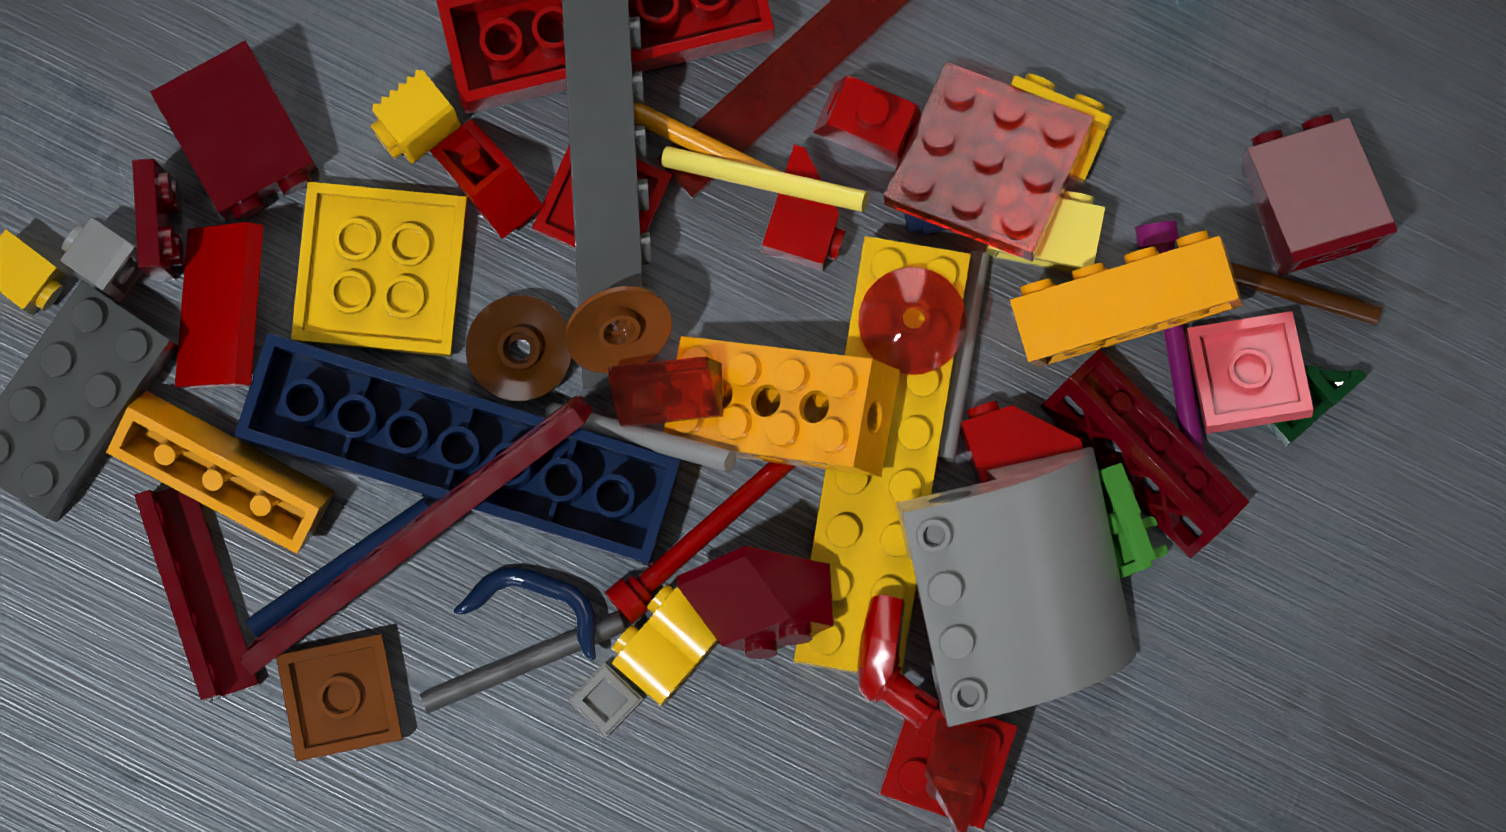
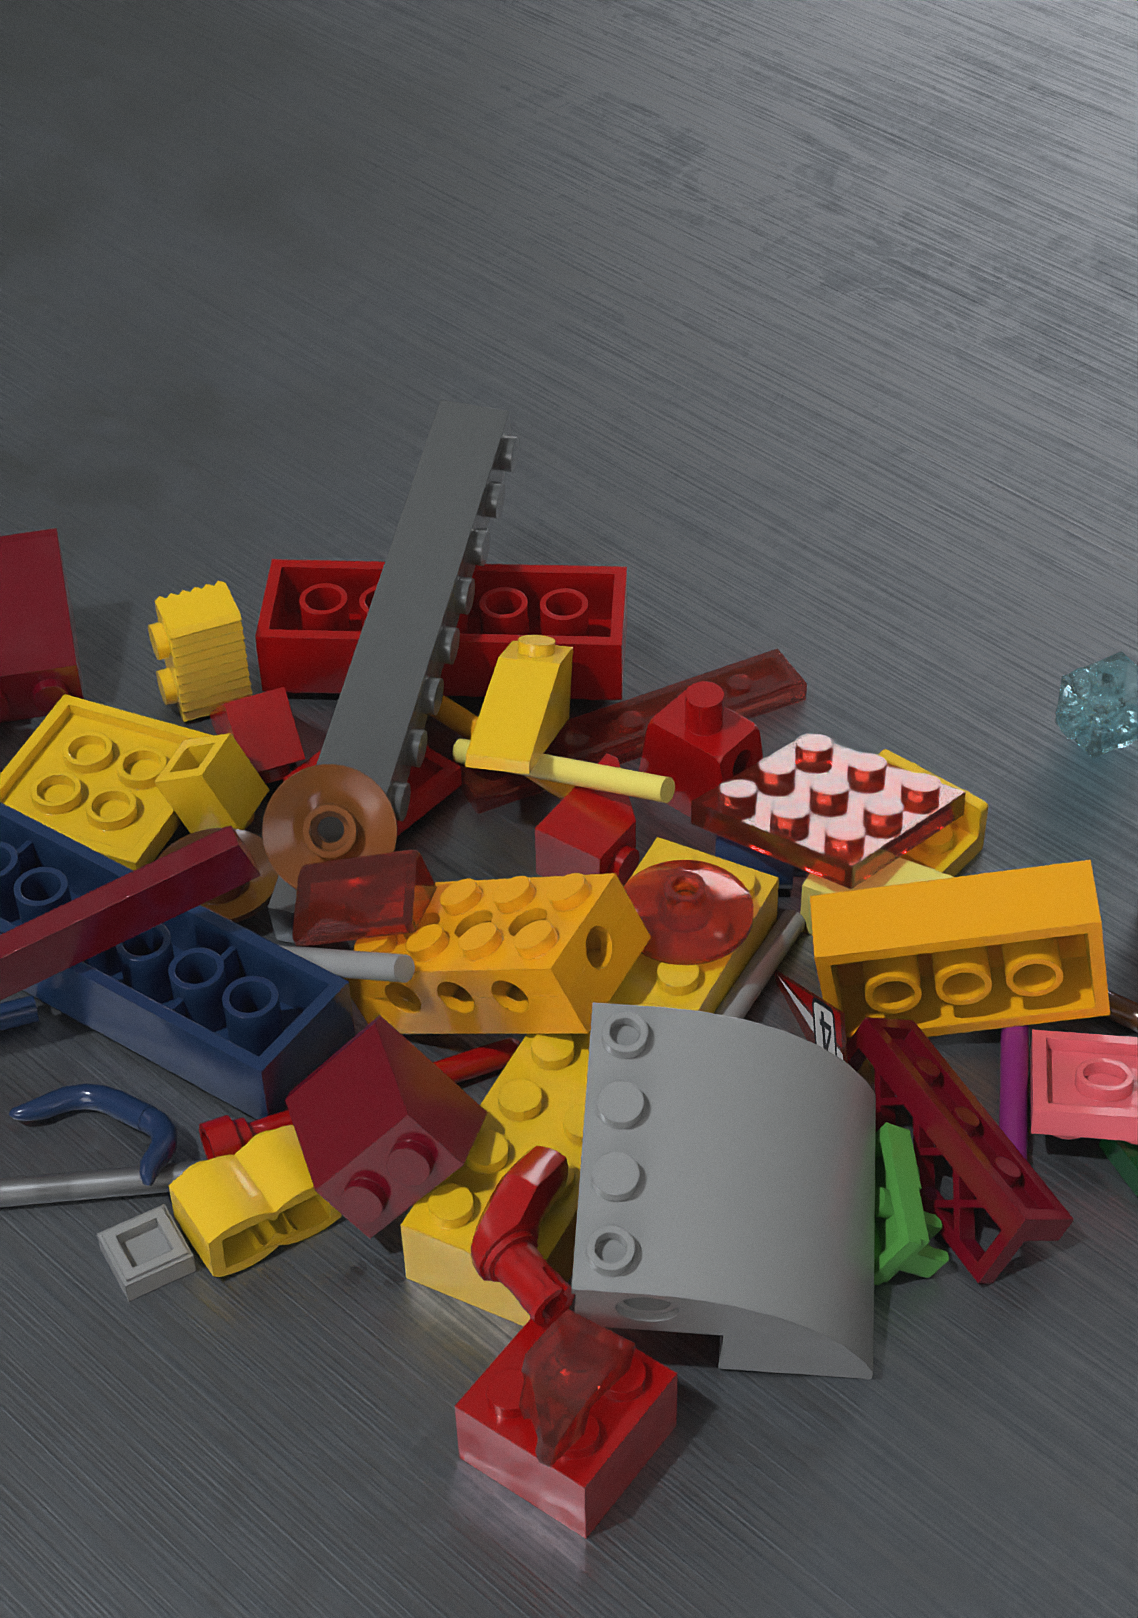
camera: 20 degrees right, 40 degrees down
(482, 263) = (212, 784): none -> yellow brick
(715, 132) = (522, 706): none -> yellow slope
(1037, 384) = (817, 1018): none -> sticker

